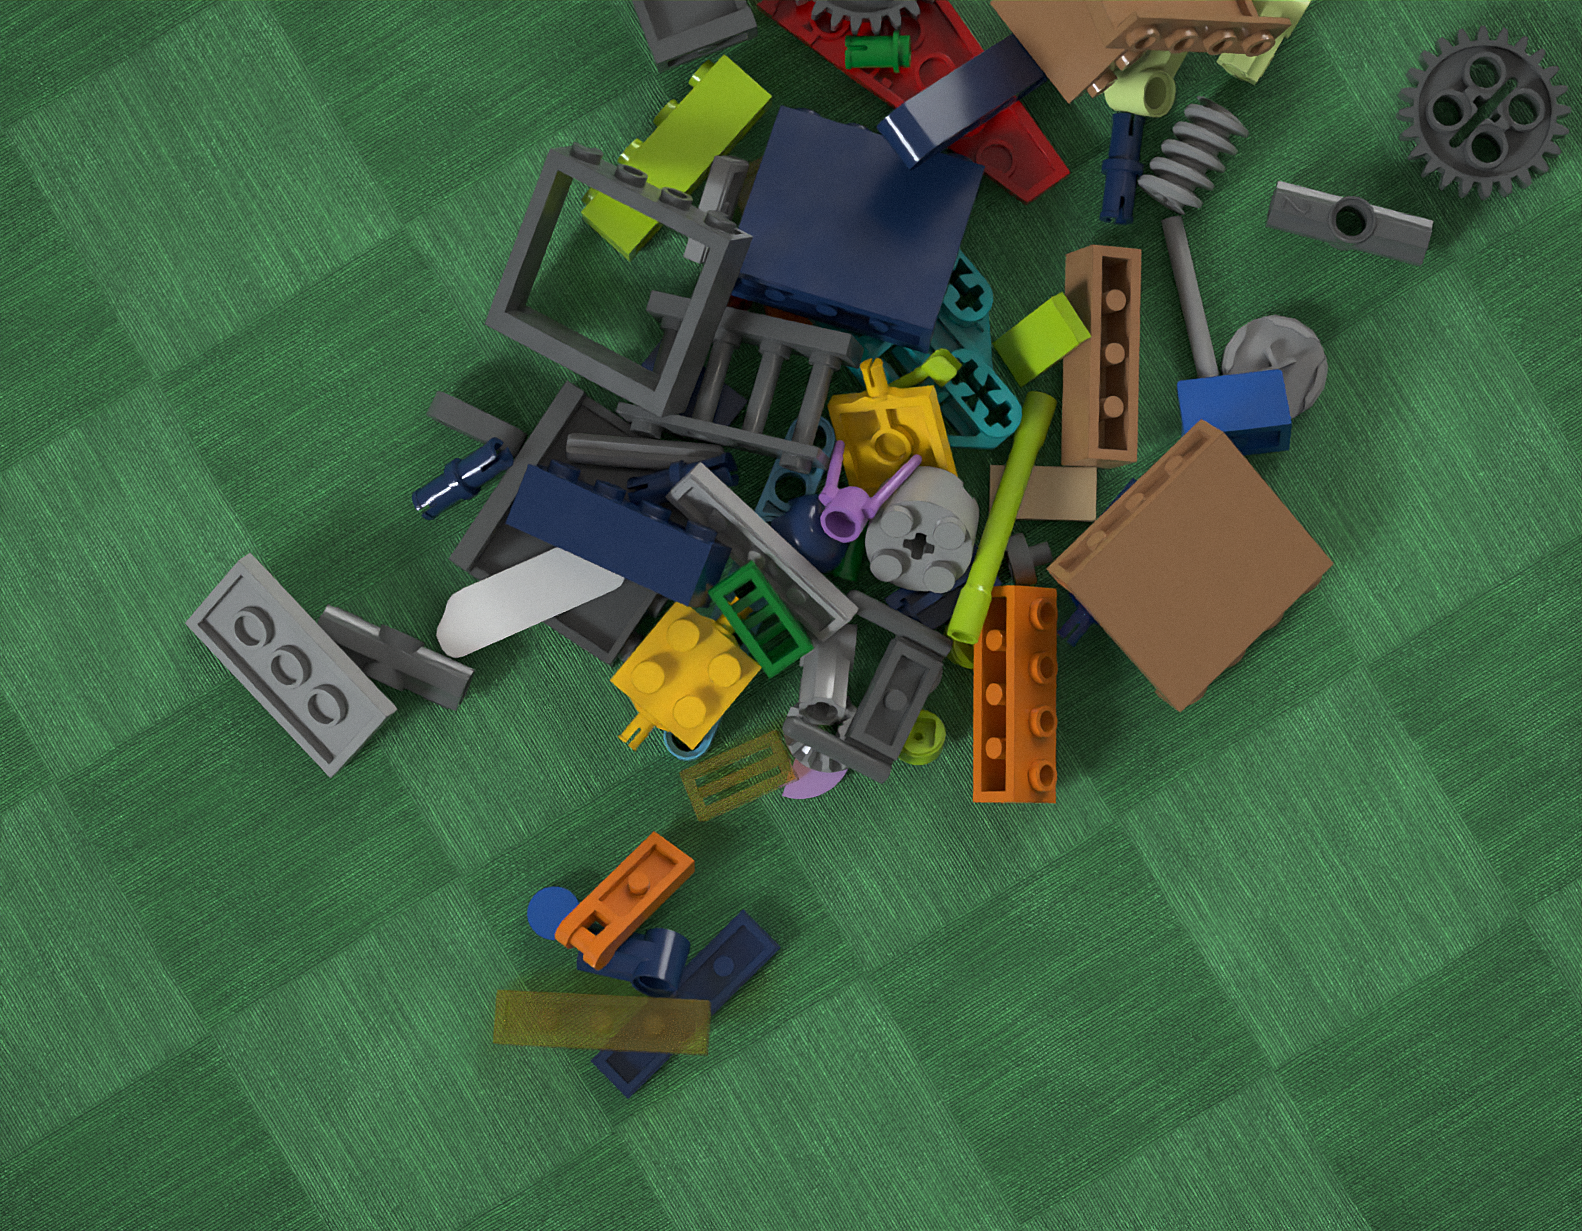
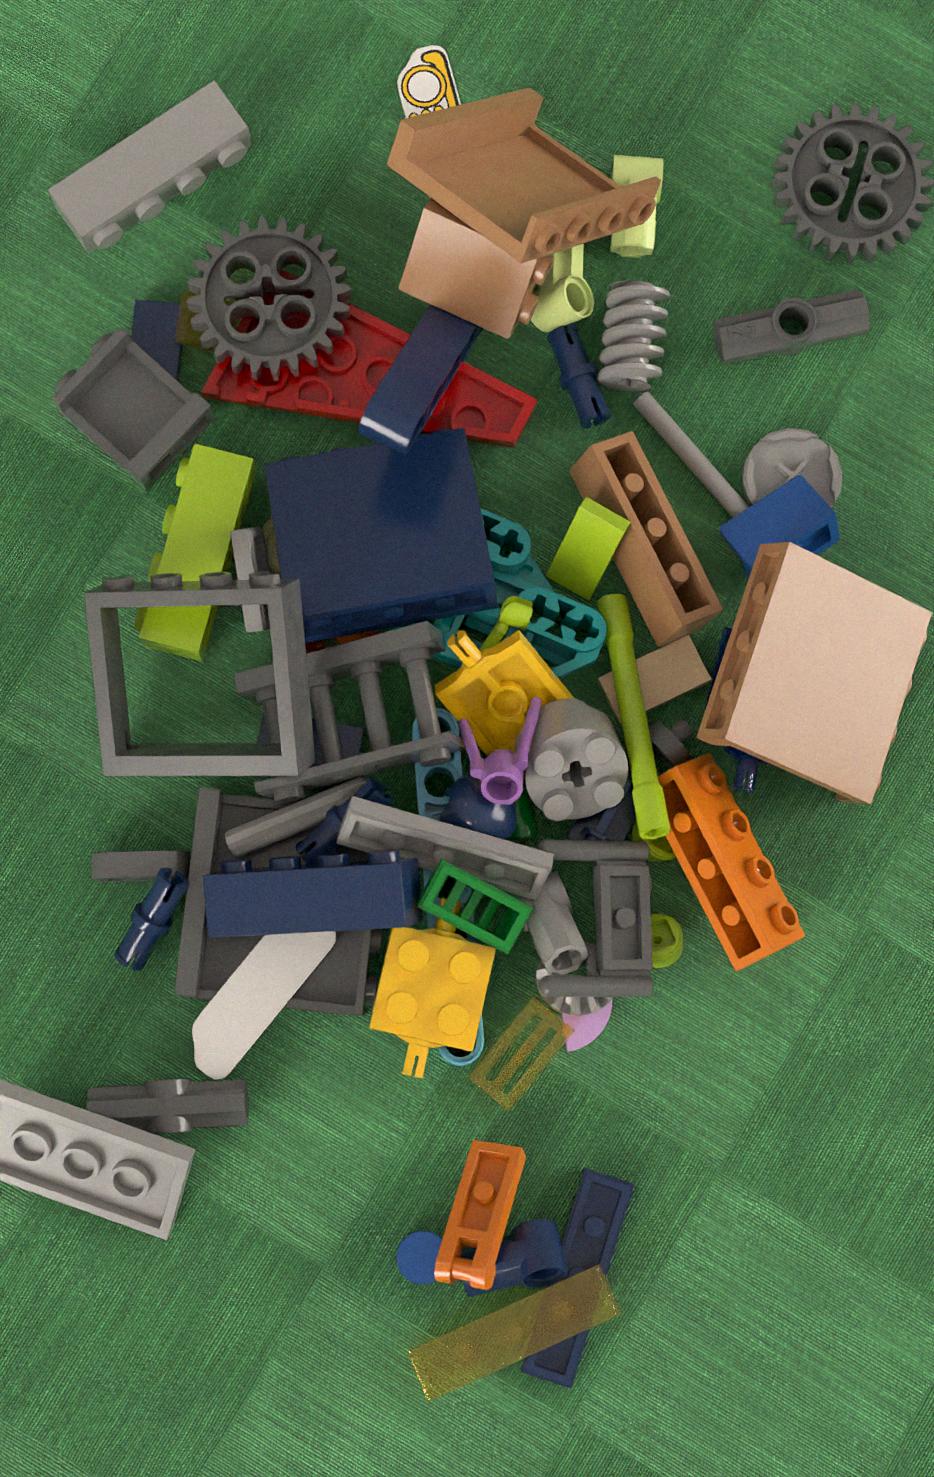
camera: 30 degrees left, 5 degrees down
(878, 51) = (324, 378): green pin -> none

